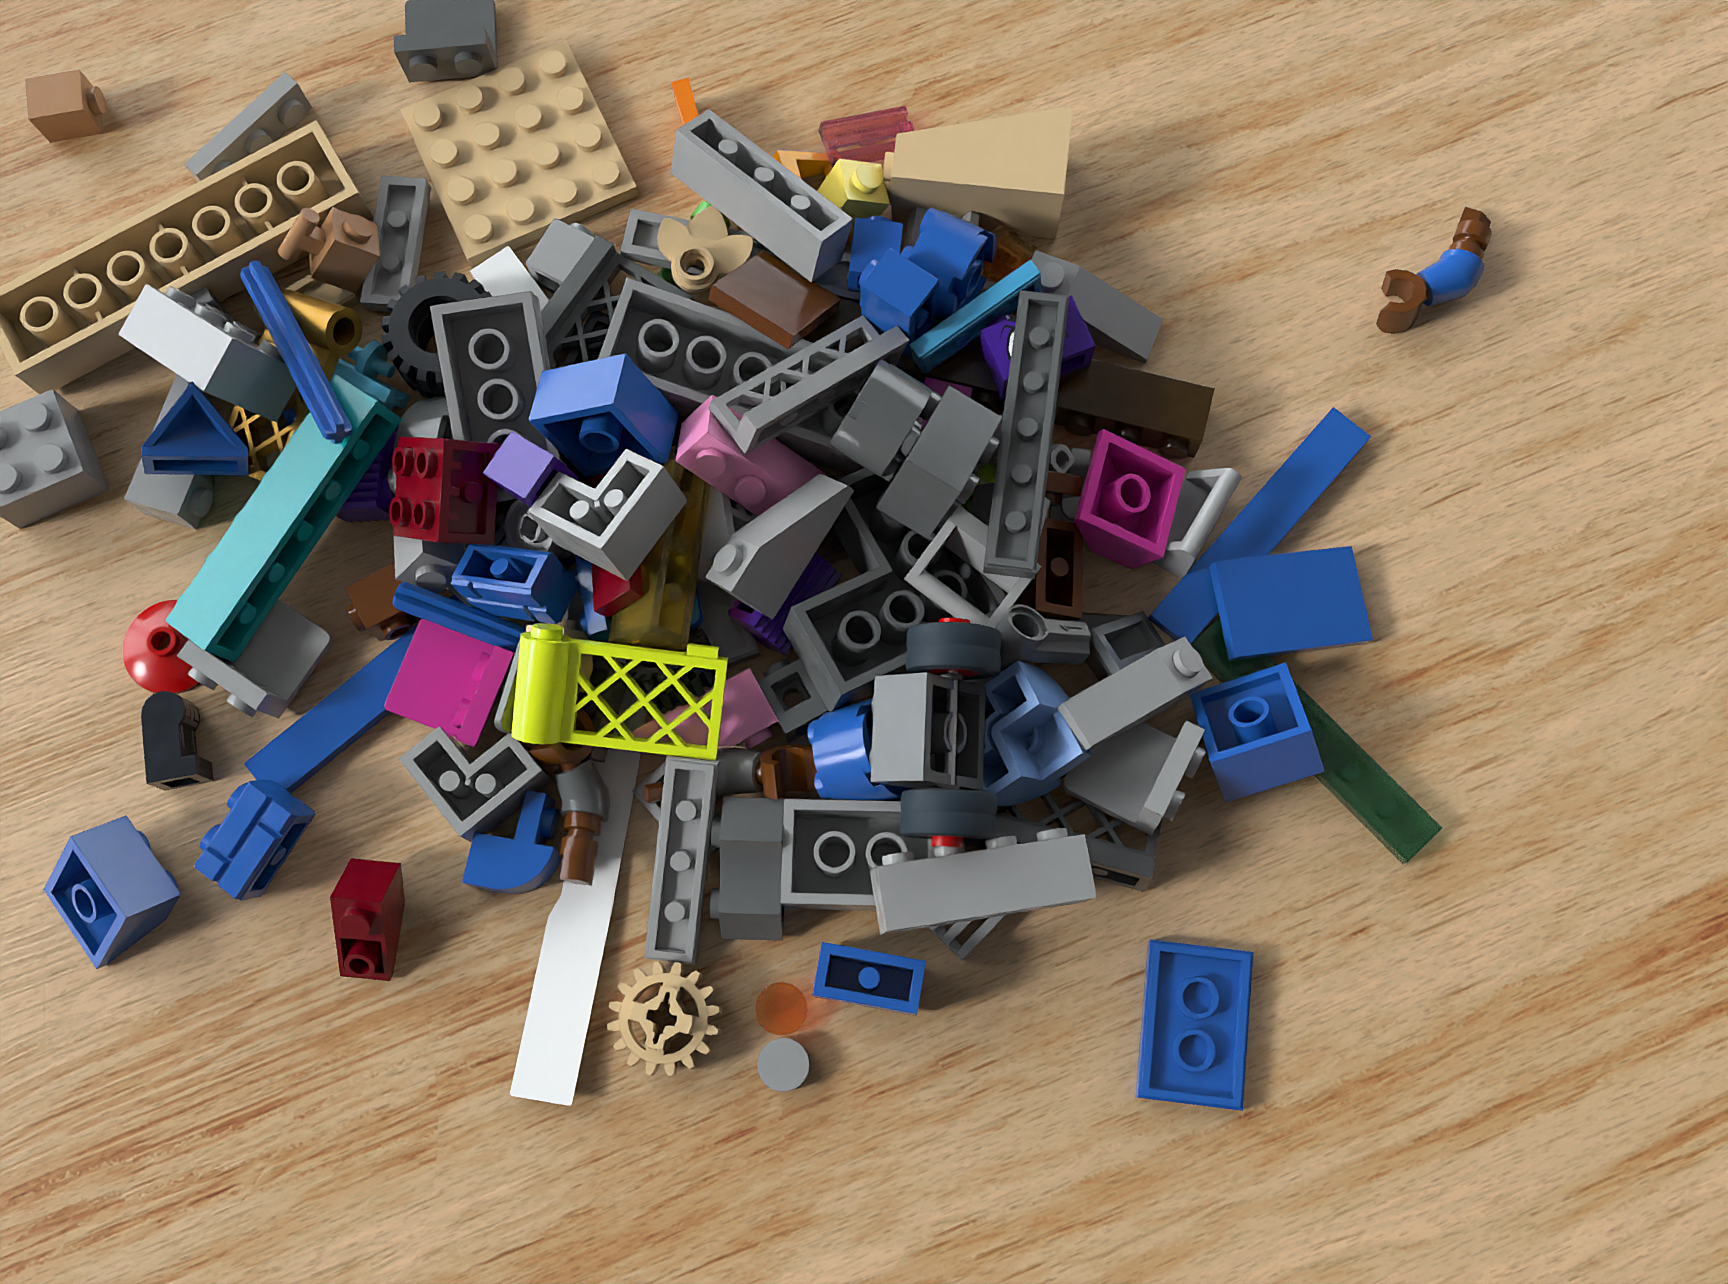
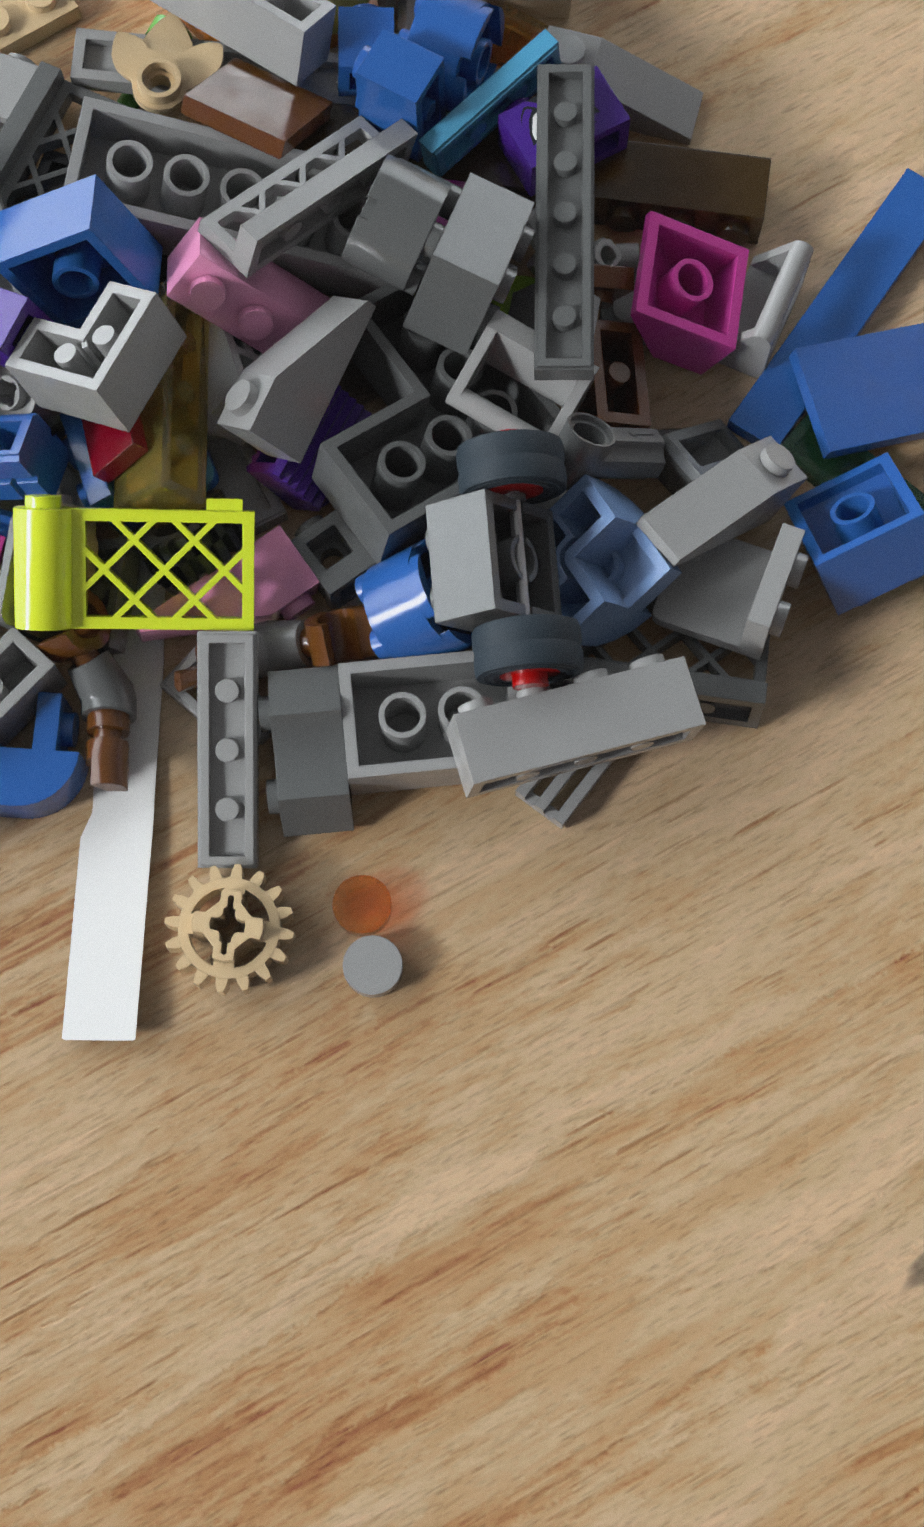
camera: 10 degrees left, 0 degrees up
(869, 978) = (459, 855): blue brick -> none
(1194, 1025) = (833, 866): blue tile -> none

